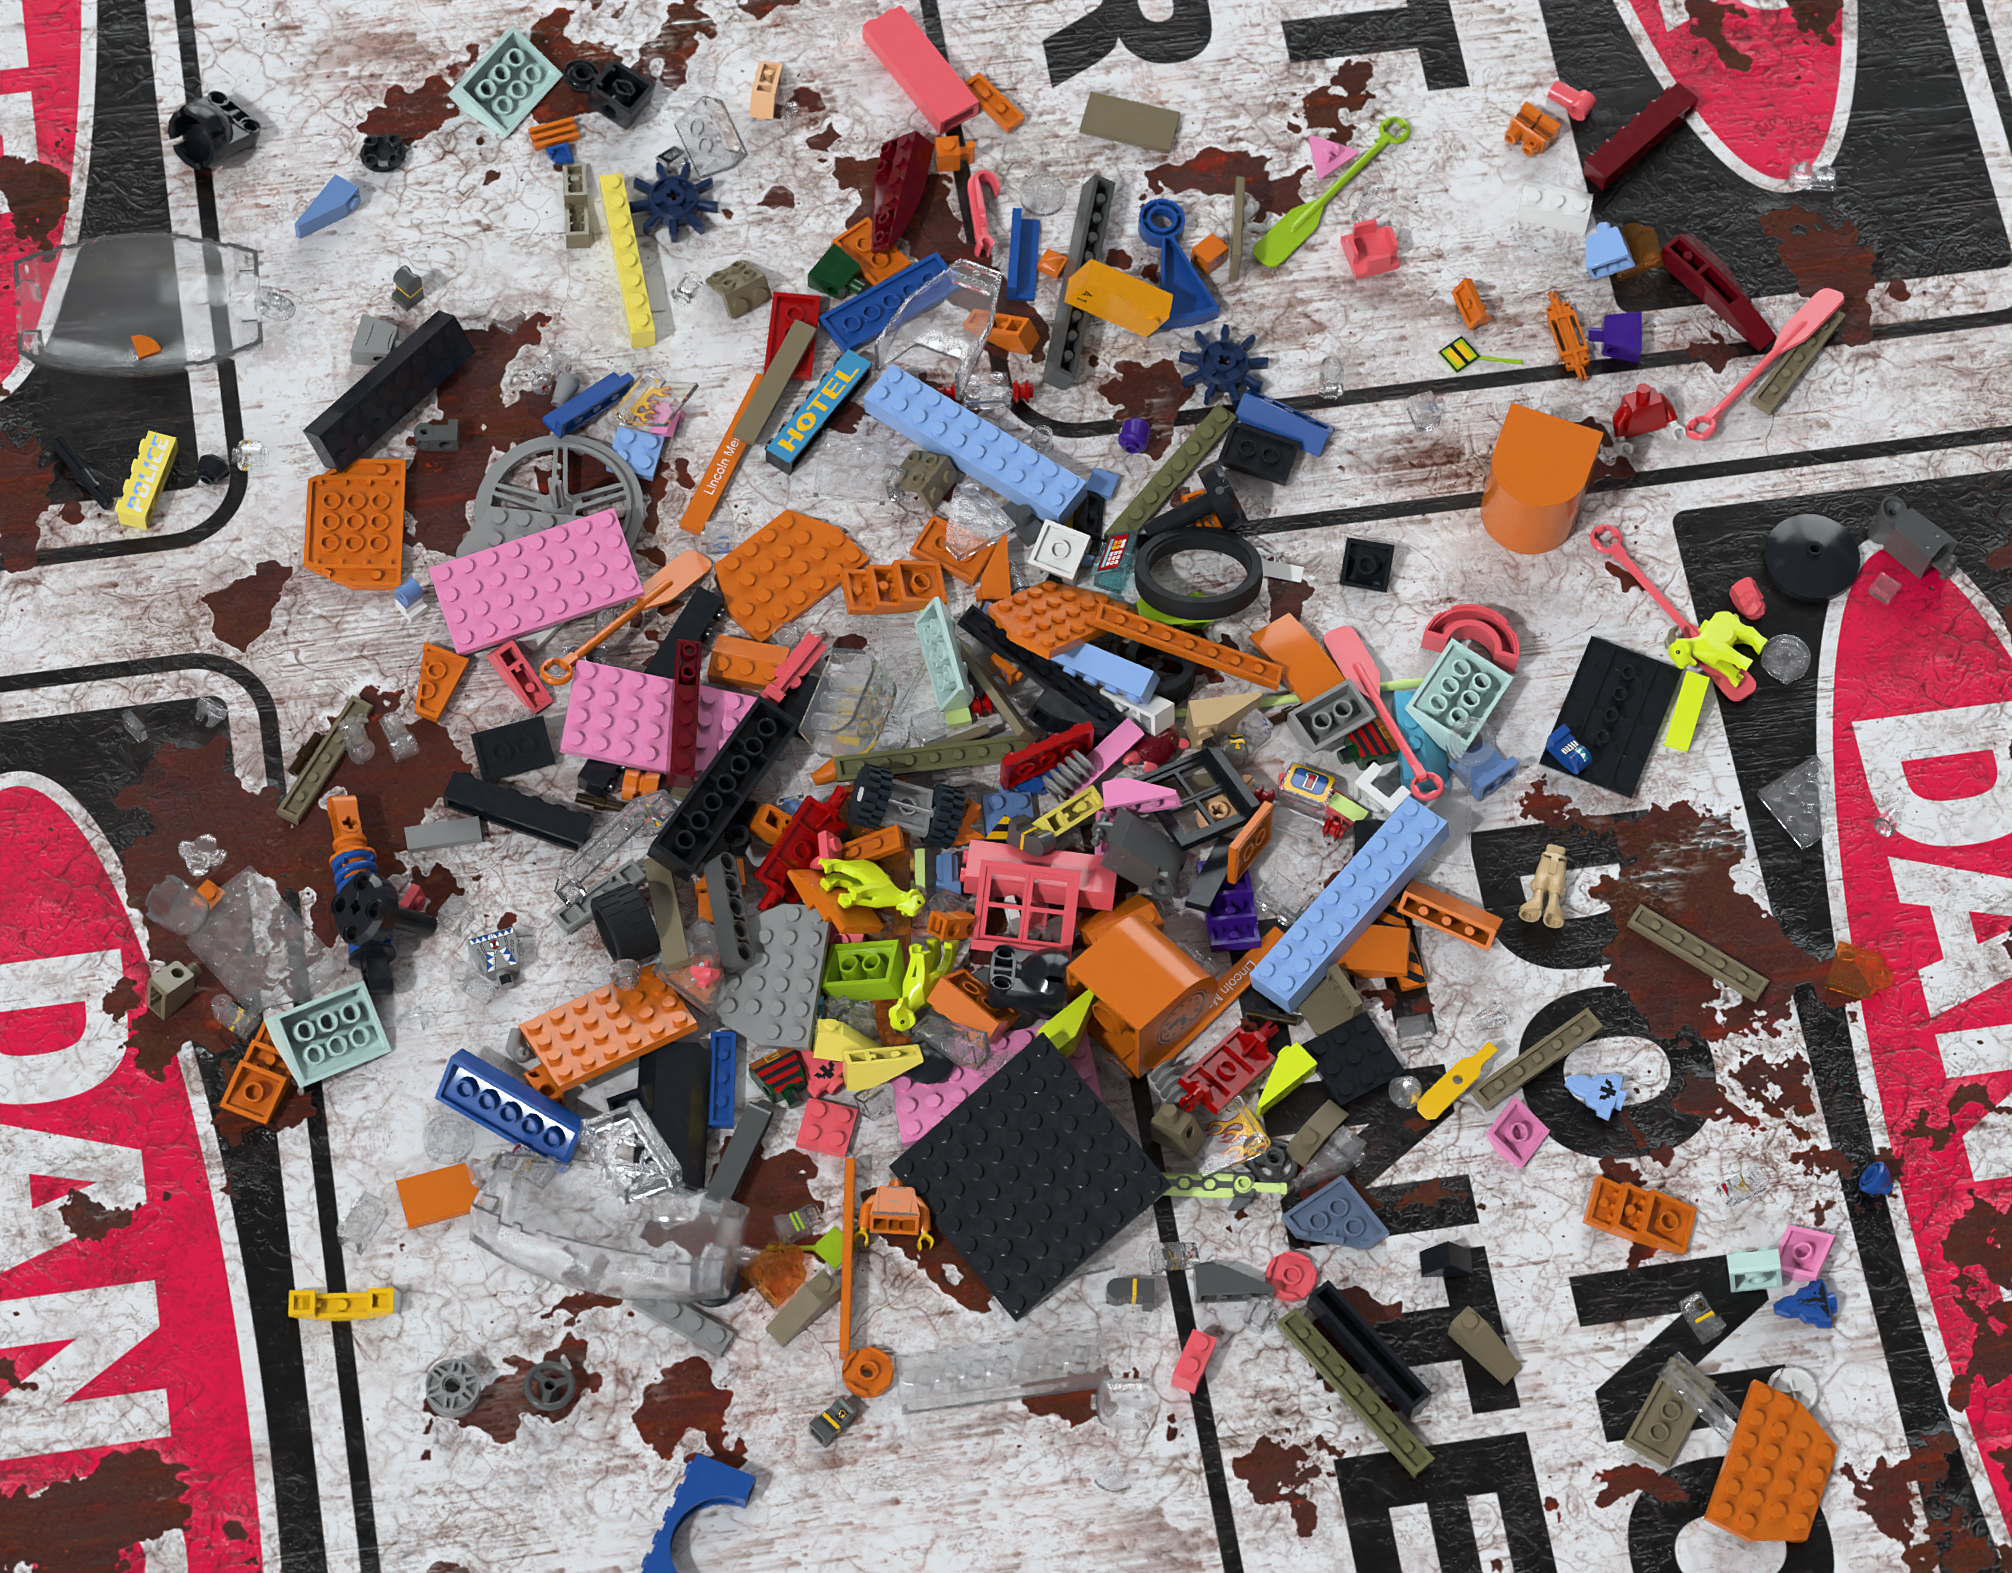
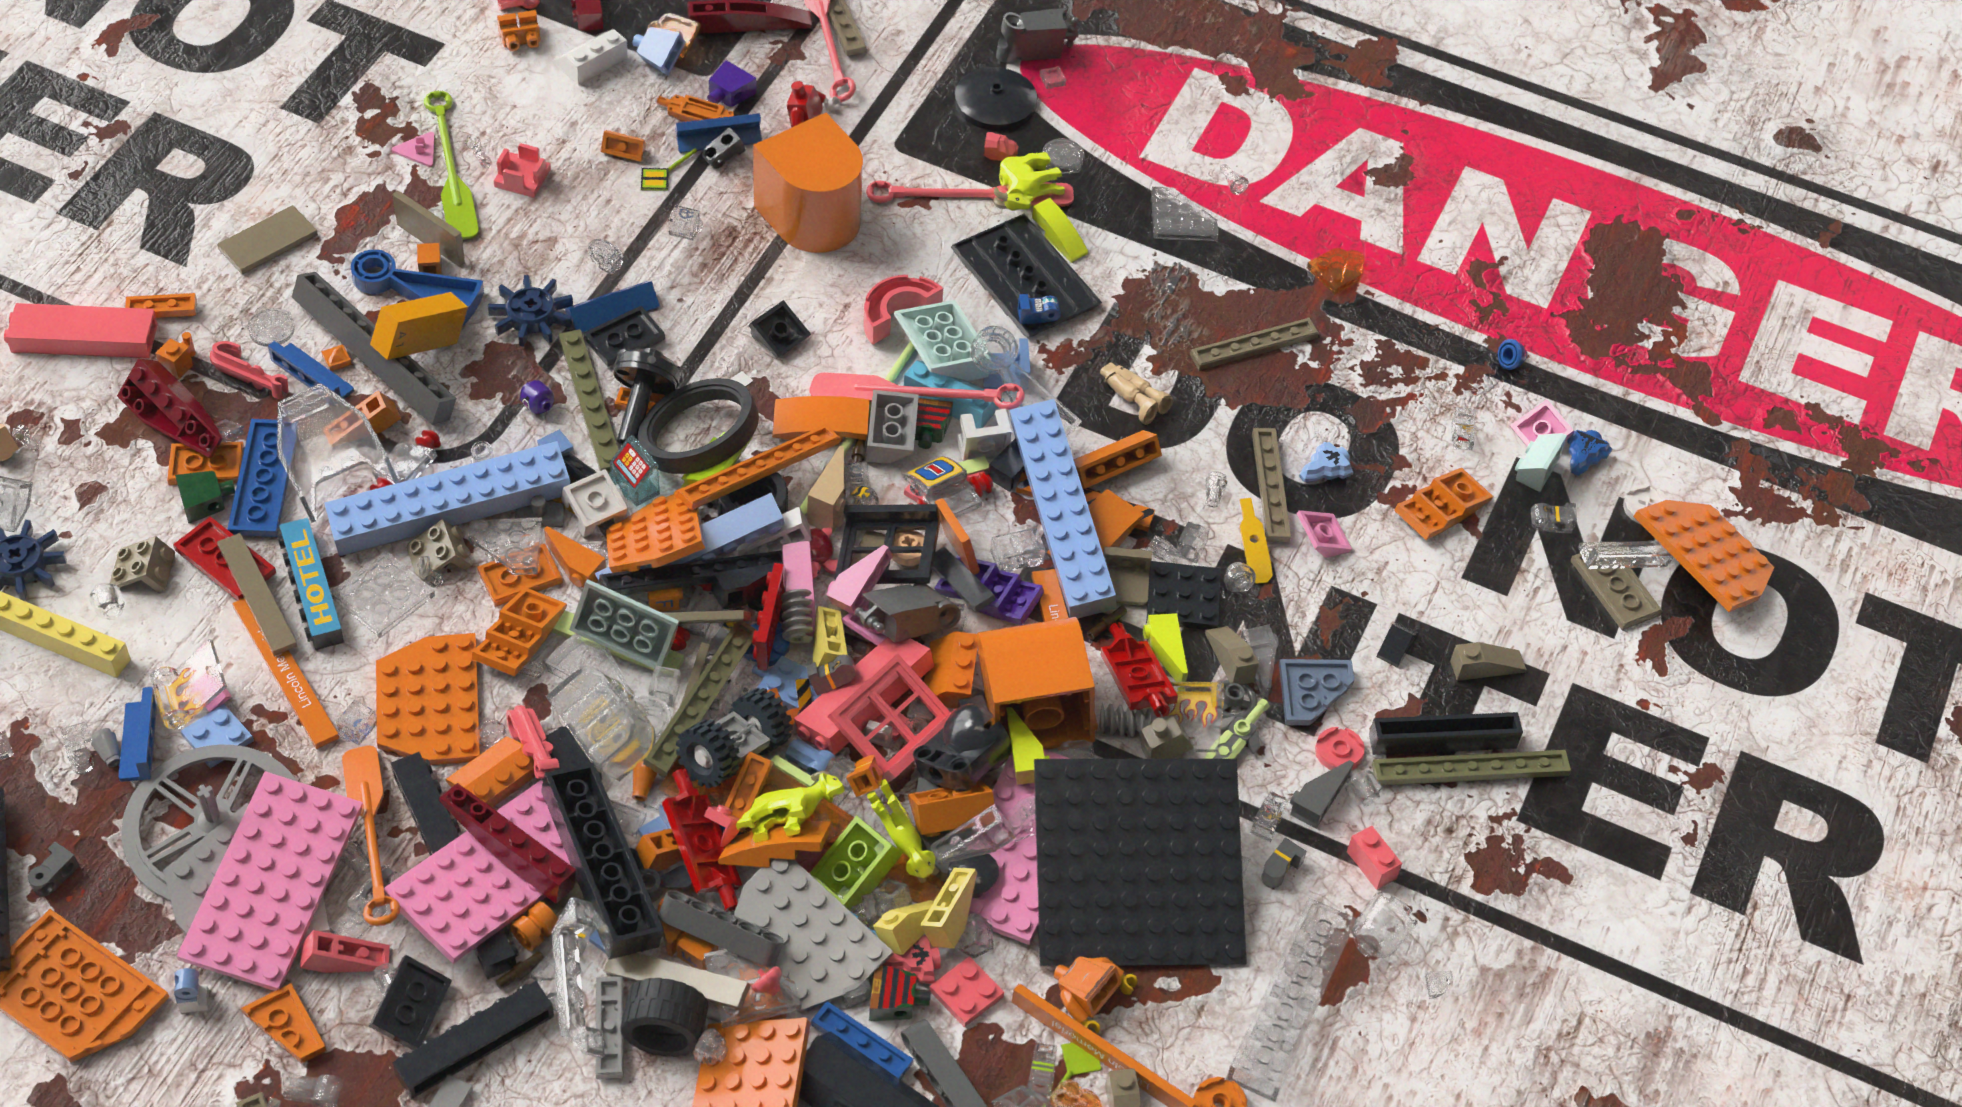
camera: 55 degrees left, 10 degrees down
(758, 1048) = (856, 994): none -> clear tile
(912, 244) = (229, 430): none -> clear plate
(1386, 1013) = (1163, 550): none -> clear cone
(1537, 383) = (723, 149): none -> black leg
(1552, 367) = (702, 132): none -> blue panel

